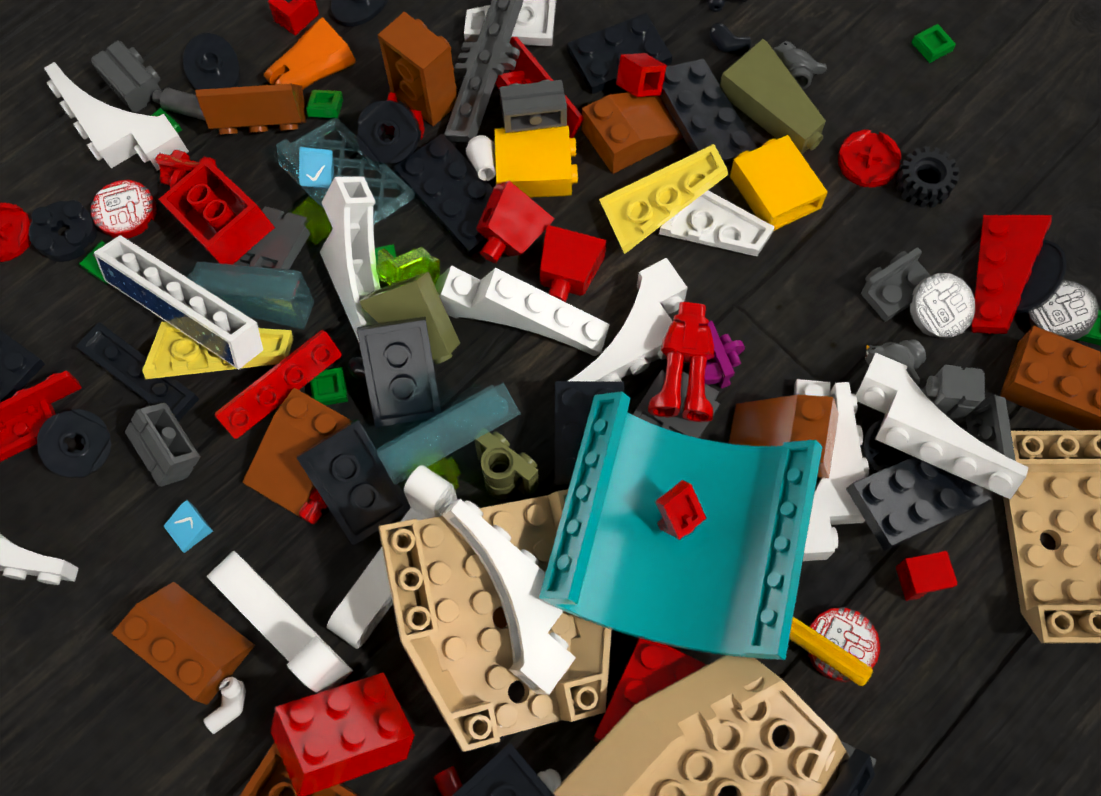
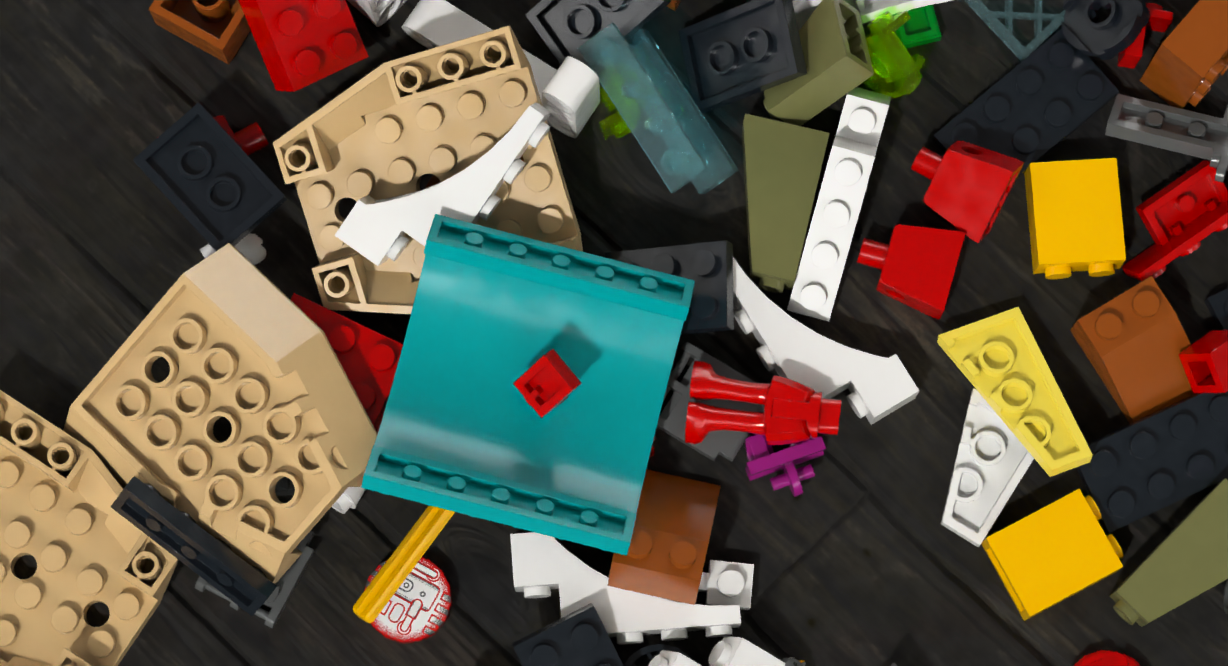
camera: 90 degrees right, 10 degrees up
(482, 156) = (1078, 144): white cone -> none
(513, 354) = (780, 189): none -> olive slope
(517, 470) = (611, 200): olive plate -> none
(533, 106) = (1146, 205): dark grey brick -> none

